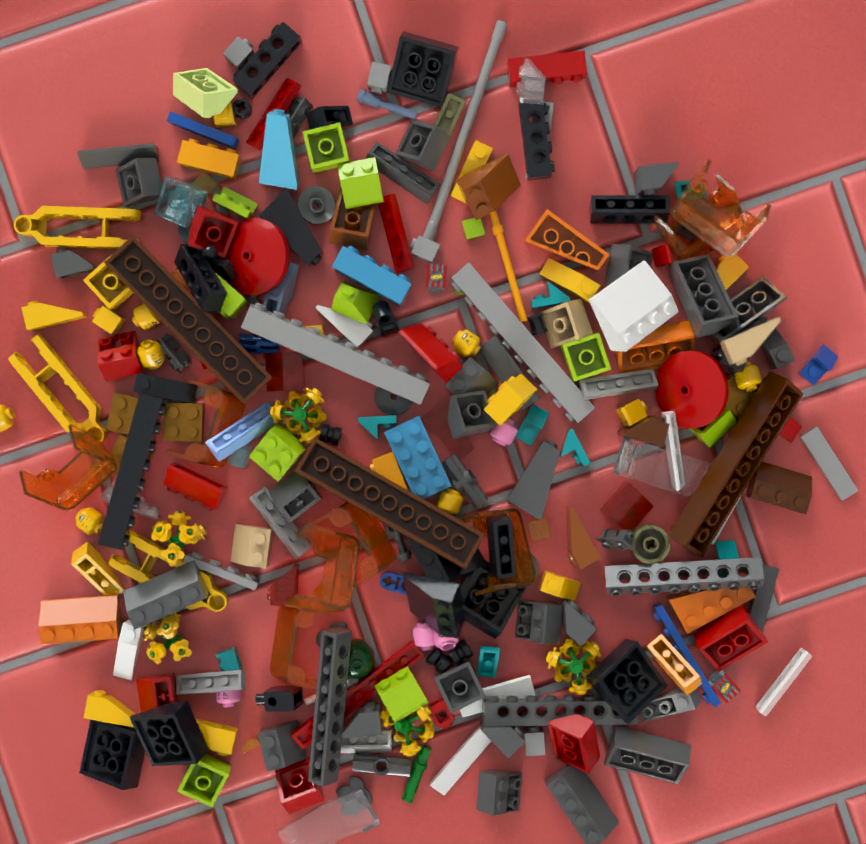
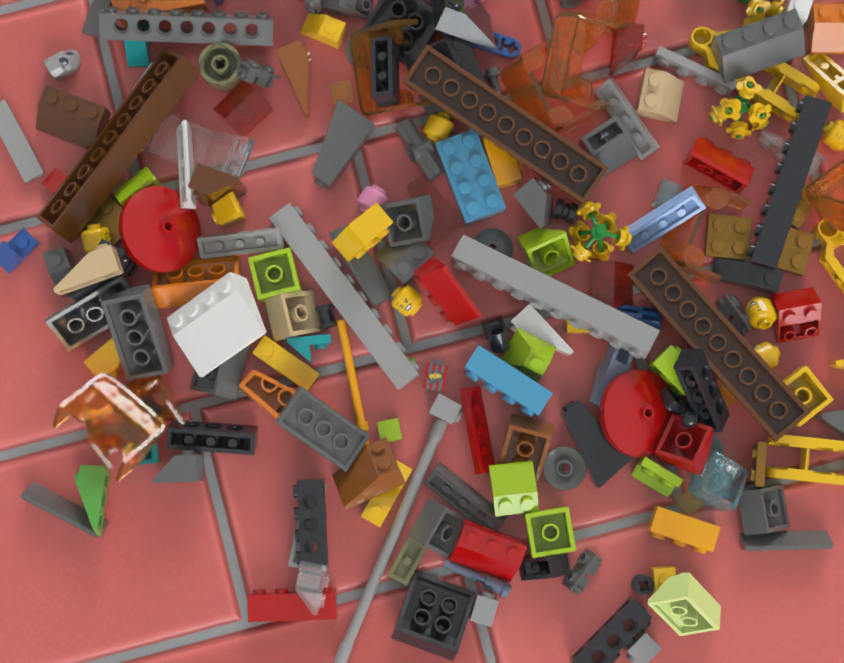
camera: 175 degrees left, 5 degrees down
(108, 320) = (806, 354): yellow brick -> none
(146, 212) = (758, 454): none -> pearl gold plate
(202, 130) = (689, 563): blue beam -> none
(277, 451) = (625, 194): lime brick -> none
(278, 154) = (604, 527): medium azure slope -> none
(281, 101) = (607, 575): red plate -> none
(345, 396) = (547, 250): none -> lime slope
(356, 438) = (537, 200): none -> dark grey slope
(371, 423) = (518, 221): teal slope -> none
(378, 128) = (488, 550): none -> red slope
(532, 221) = (322, 428): none -> dark grey tile
(532, 424) = (340, 207): teal slope -> none
(572, 443) = (298, 181): teal slope -> none
(662, 255) = (180, 383): red slope -> none
(730, 158) = (93, 489): none -> bright green slope
(753, 137) = (60, 507): none -> dark grey slope
(792, 537) = (63, 64): none -> light grey rock

